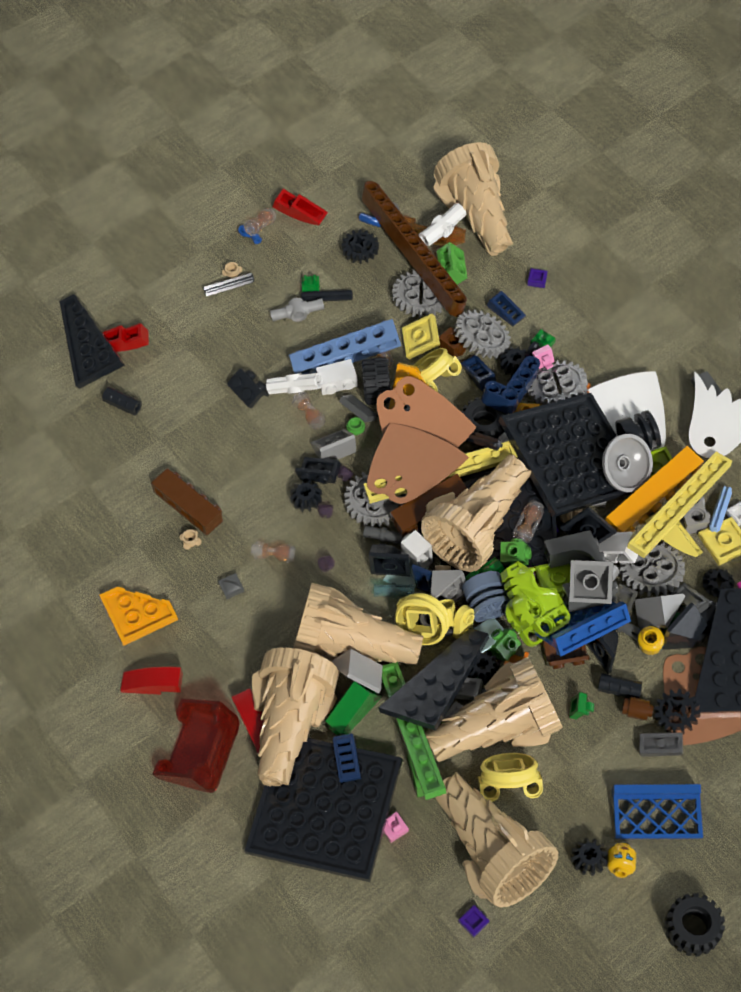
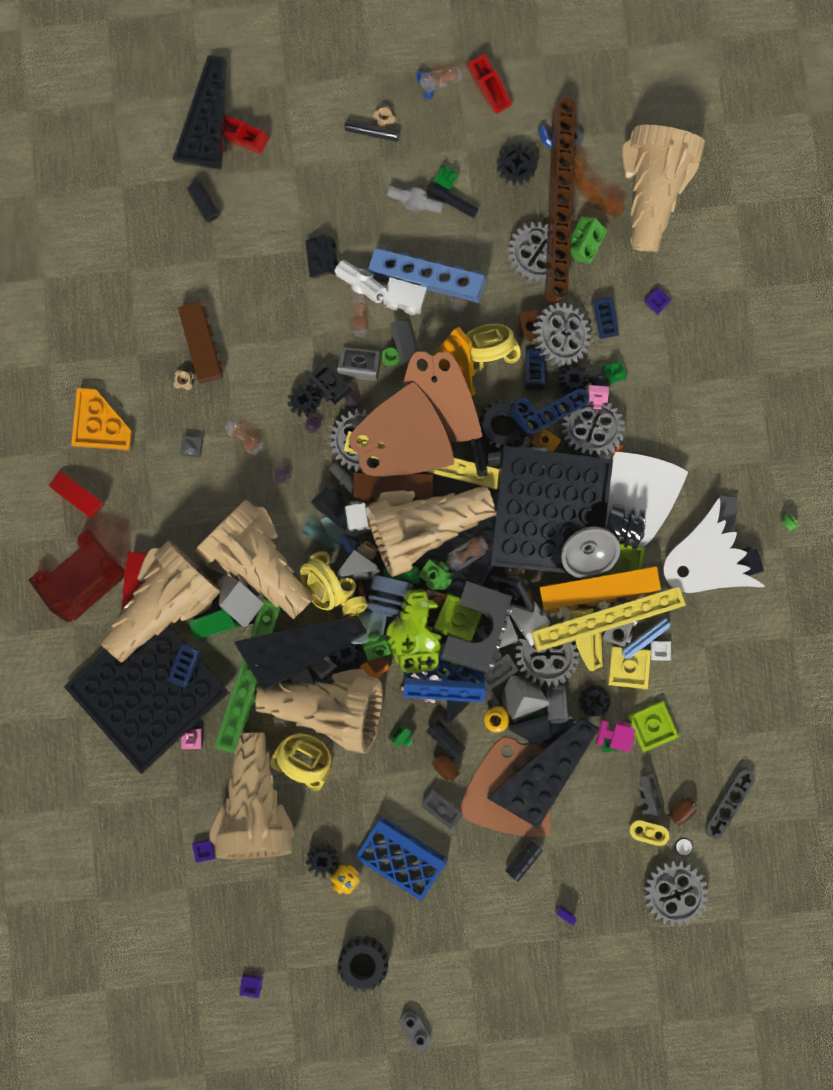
camera: 30 degrees right, 25 degrees up
(375, 379) = (432, 326): black tyre -> none
(420, 336) = (506, 300): light yellow tile -> none
(443, 225) = (602, 194): white piece -> none
(591, 581) = (467, 655): light grey slope -> none
(679, 702) = (482, 791): black gear -> none

